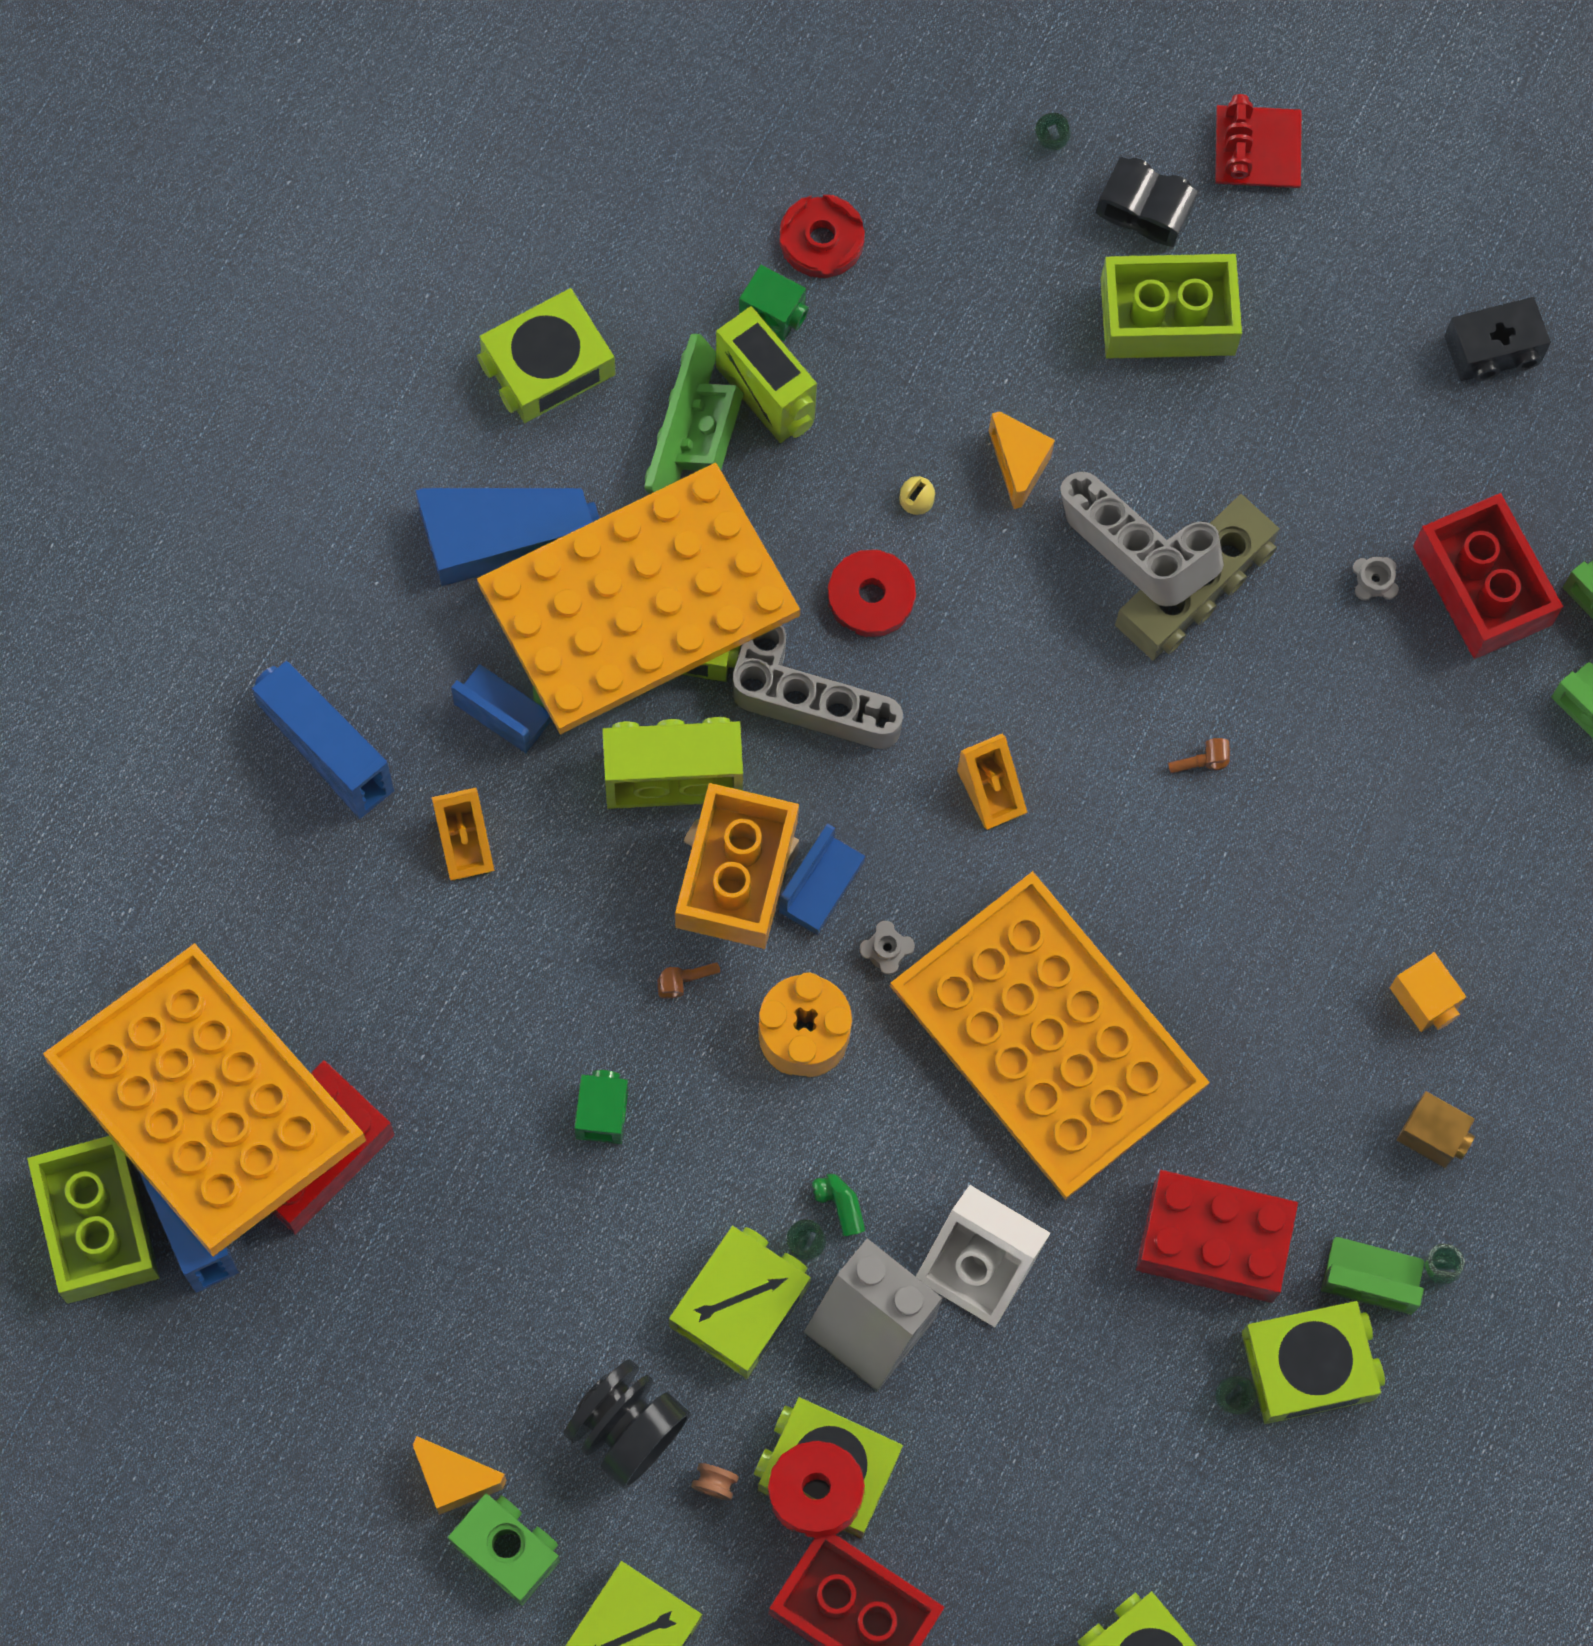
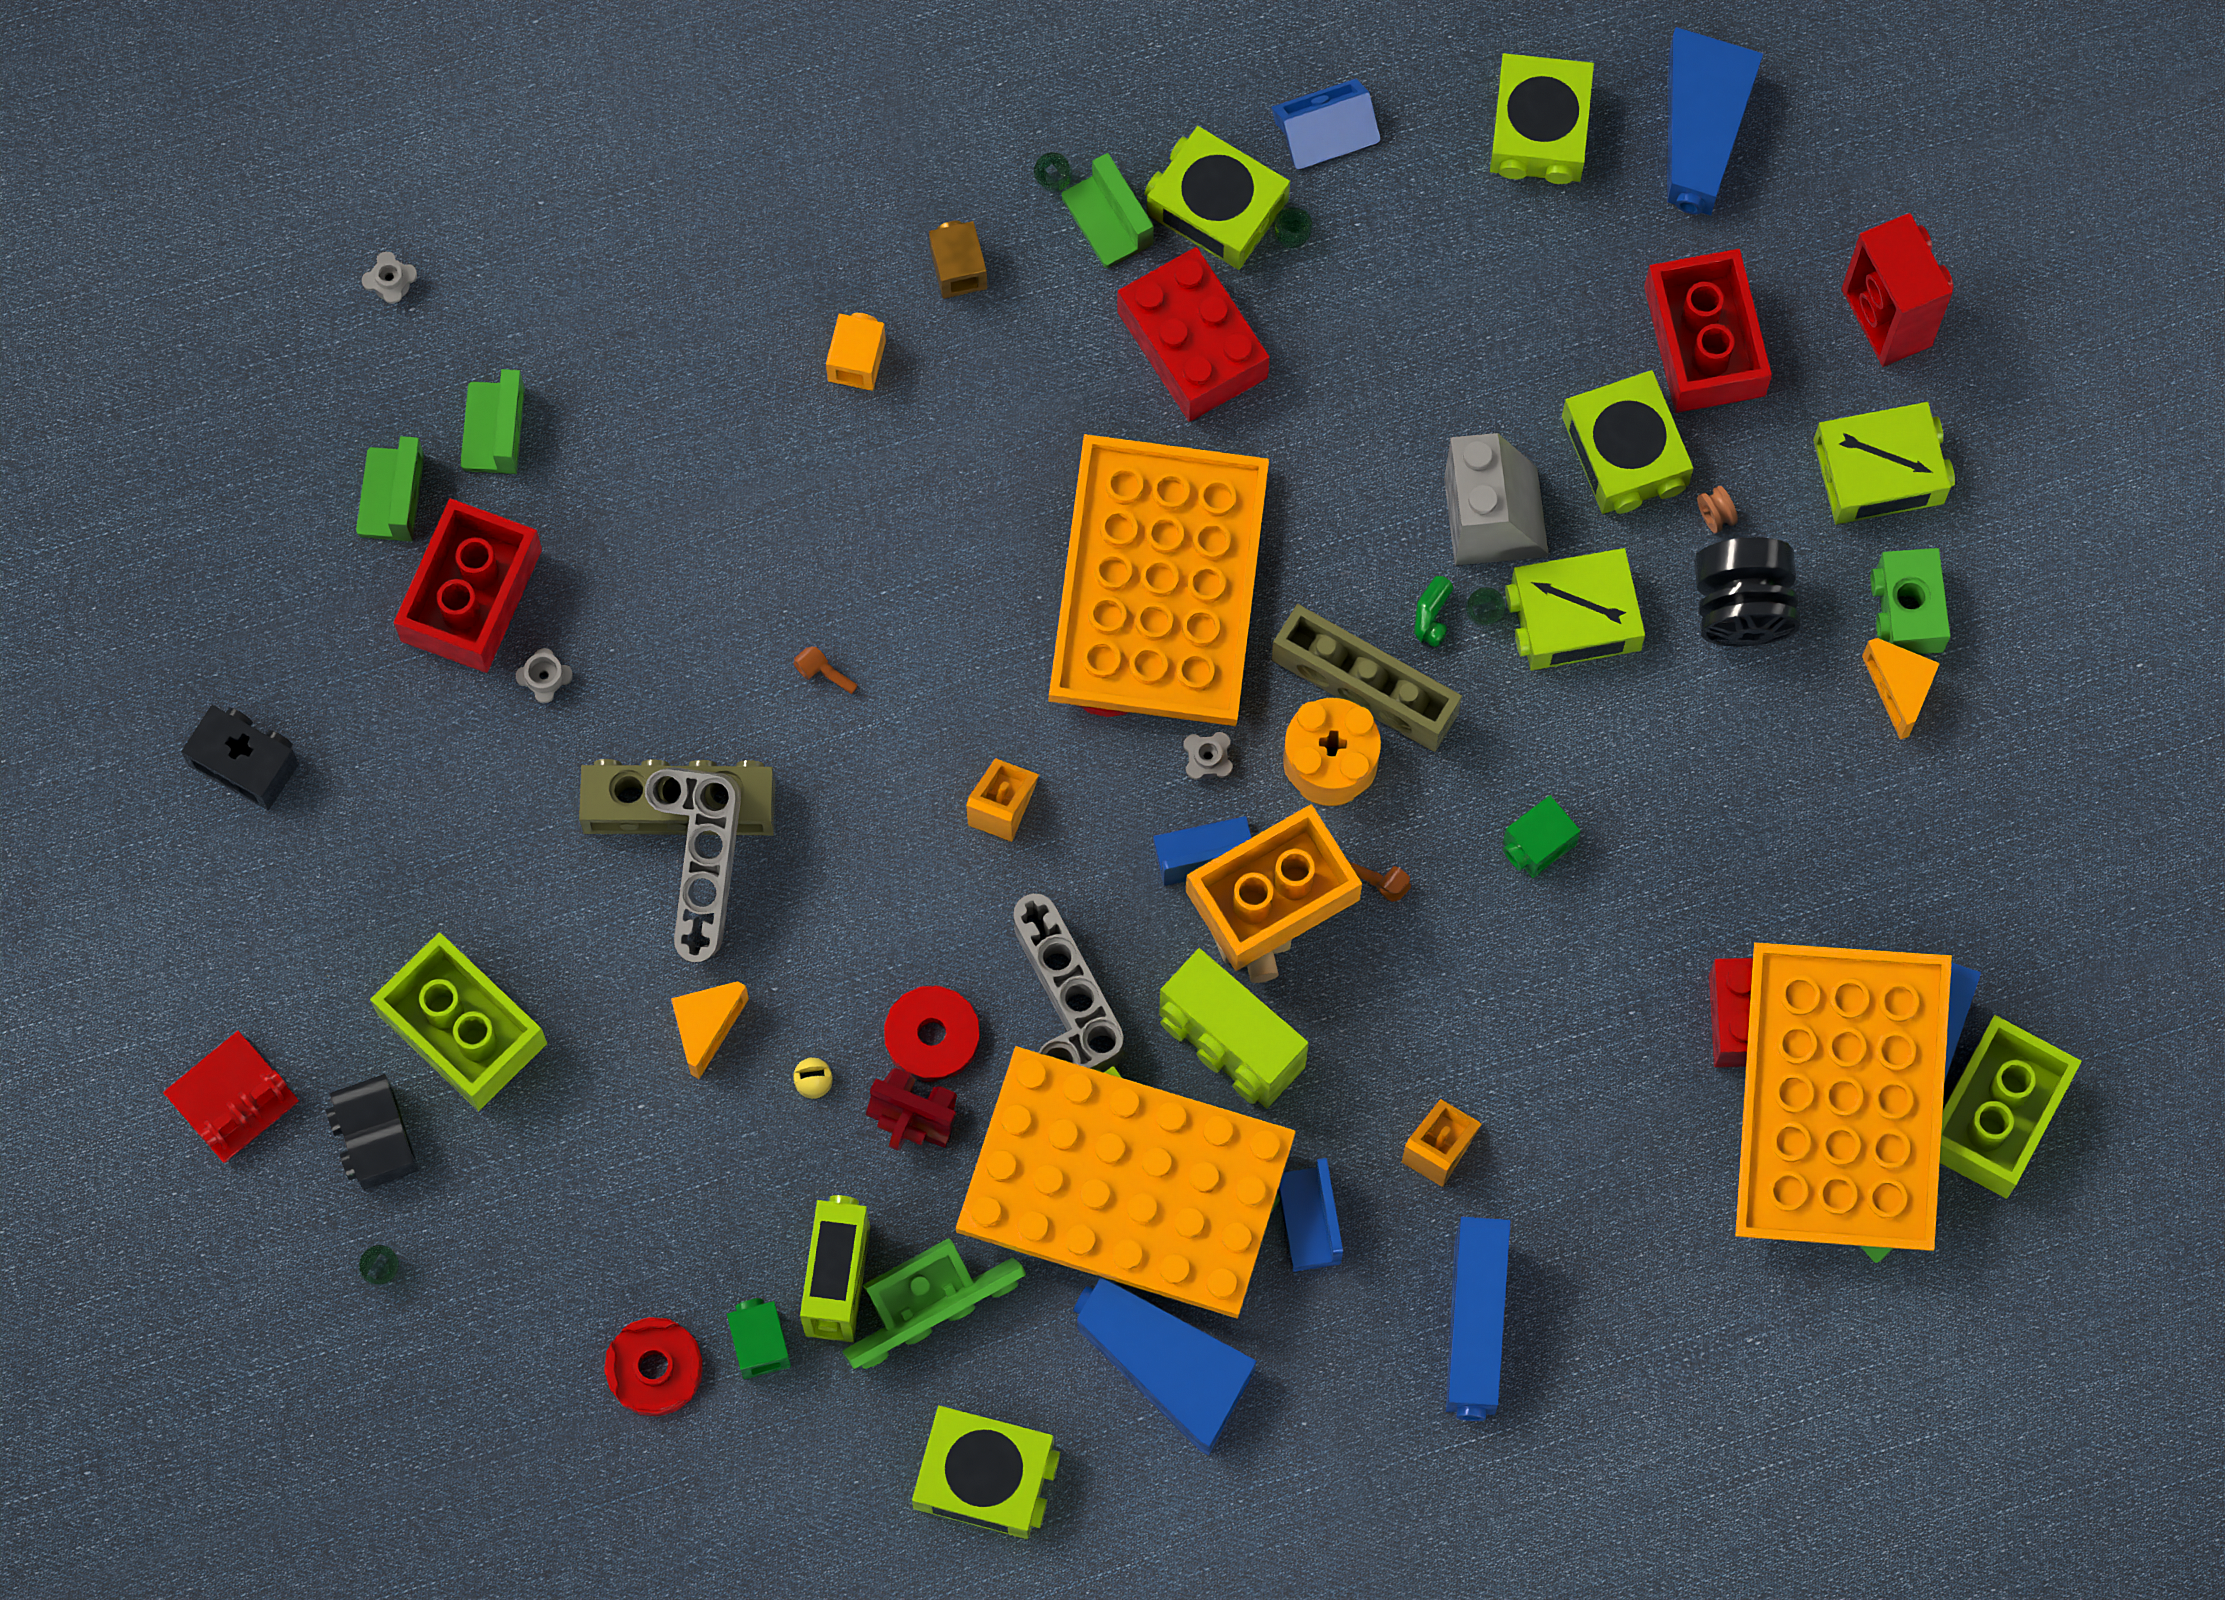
camera: 130 degrees left, 0 degrees up
(816, 1462) = (1655, 390): red tile -> none
(833, 1097) = (1366, 677): none -> olive brick
(850, 524) = (910, 1115): none -> dark red hips
(982, 1255) = (1369, 477): white slope -> none
(1300, 1506) = (1327, 123): none -> panel

